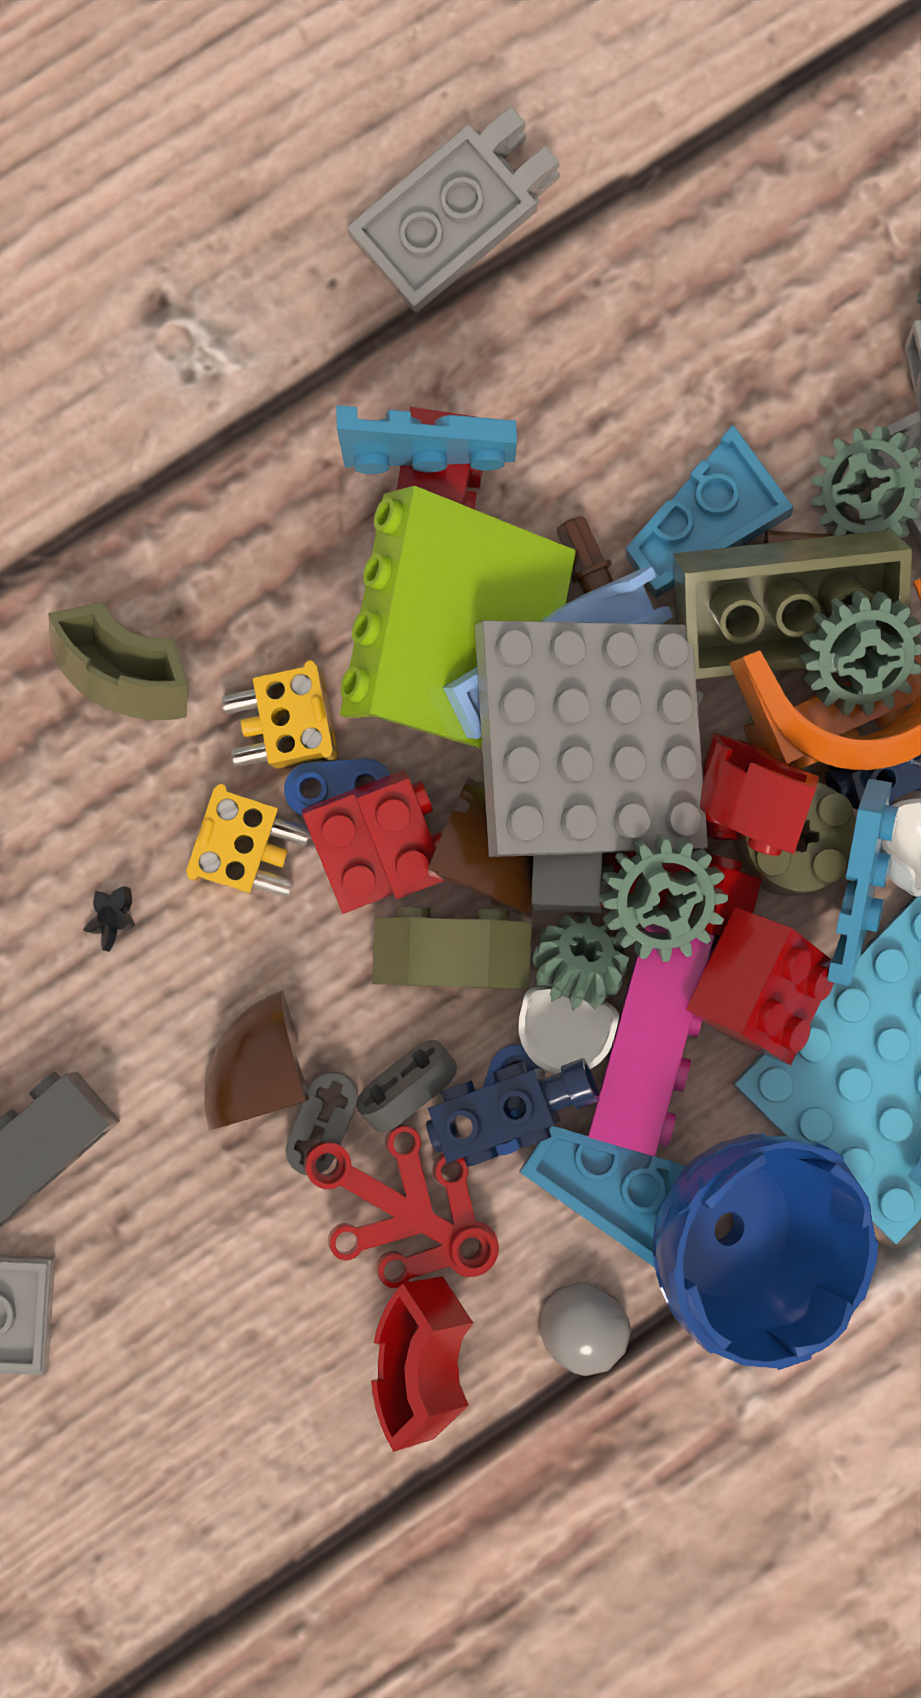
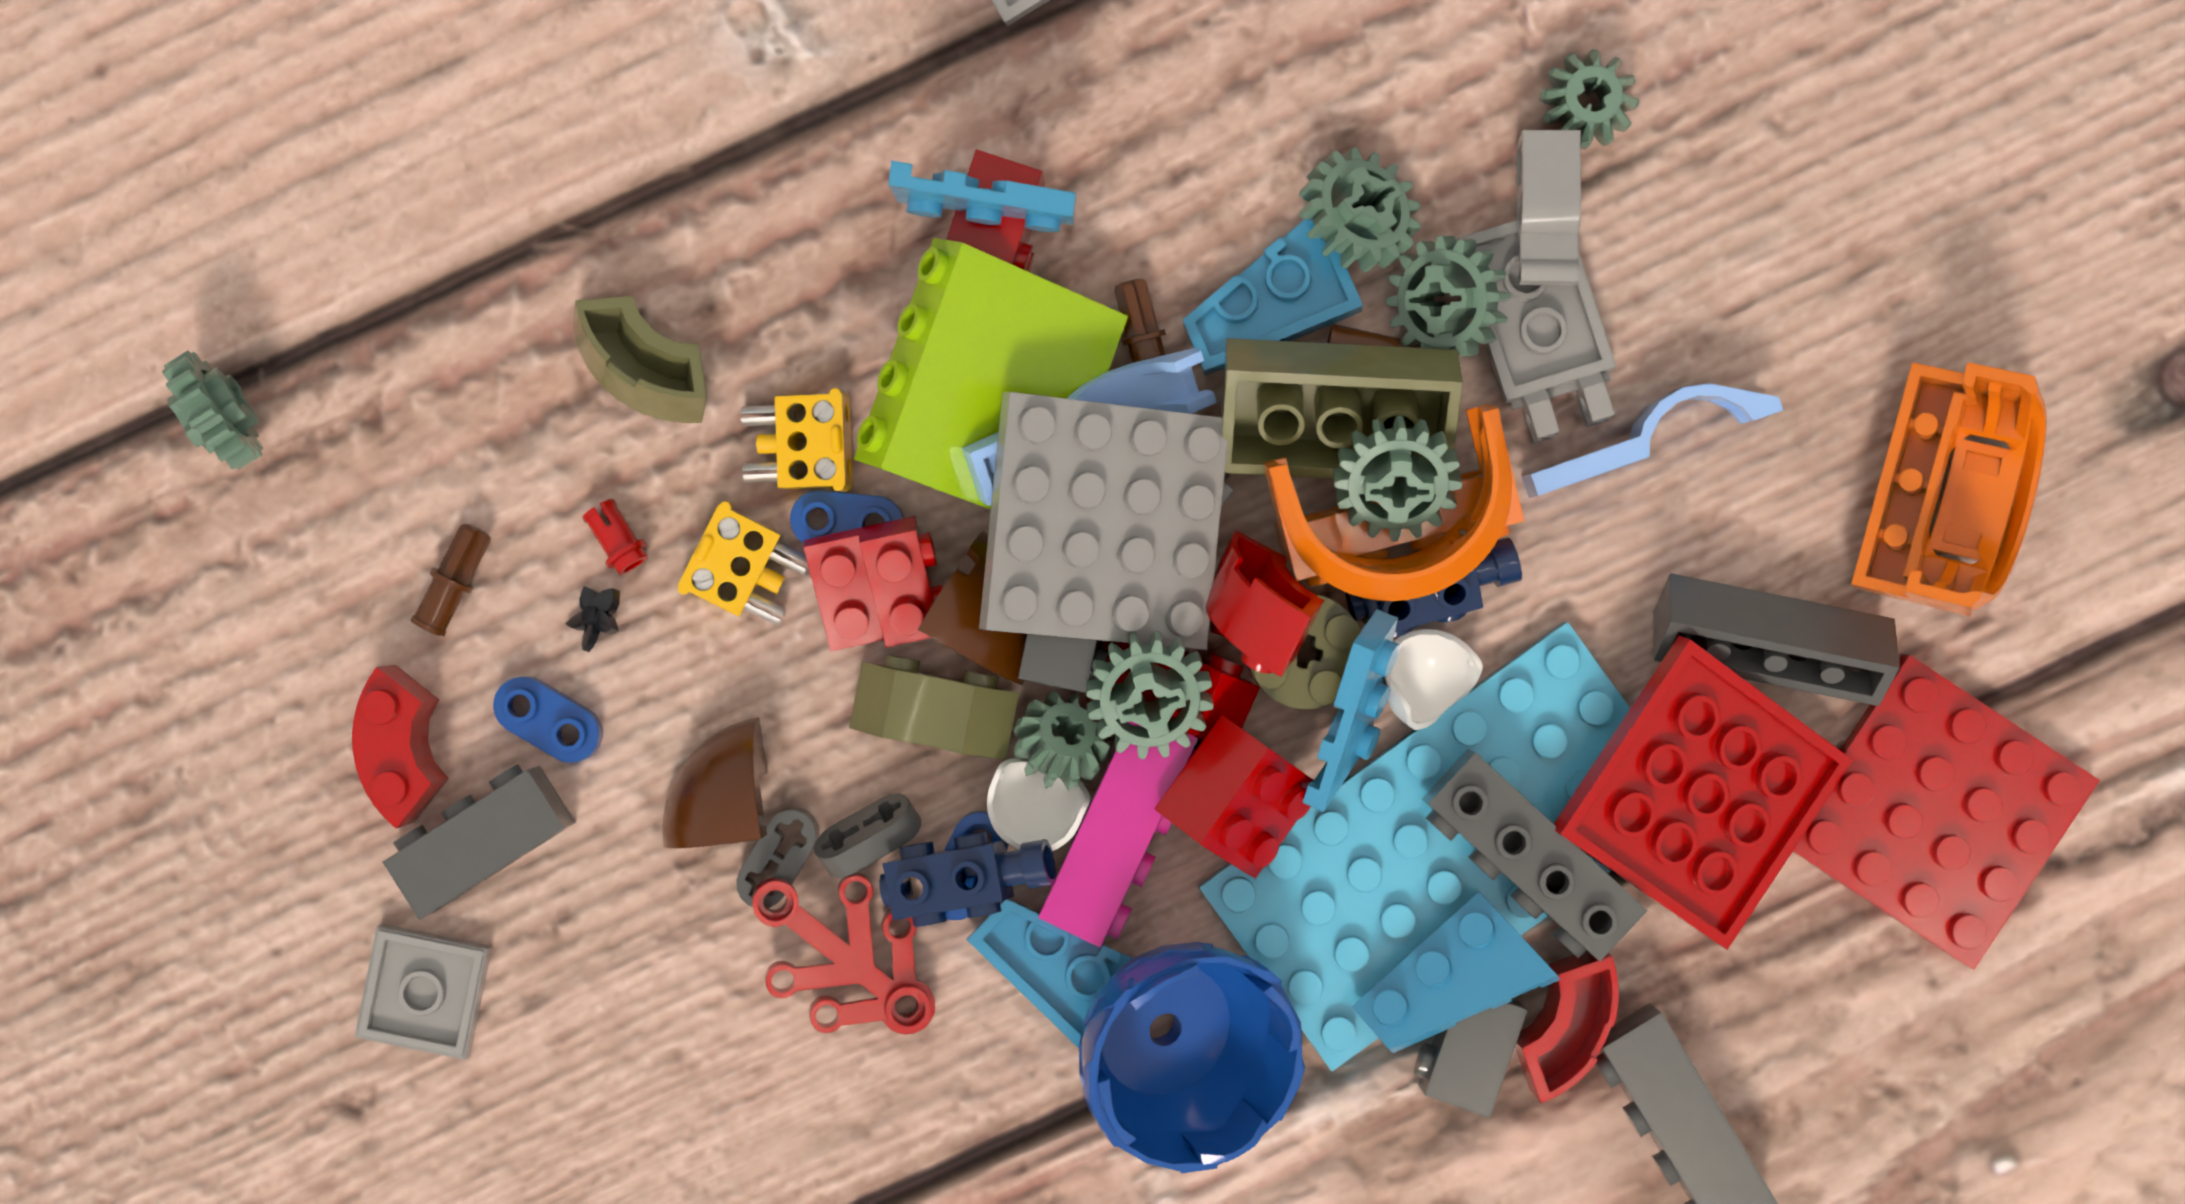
camera: 15 degrees right, 5 degrees up
(77, 1024) = (546, 718): none -> blue plate
(120, 839) = (617, 539): none -> red pin
(418, 1362) = (836, 1108): red brick -> none
(584, 1329) = (1007, 1103): light grey hair -> none
(774, 420) = (1359, 210): none -> sand green gear

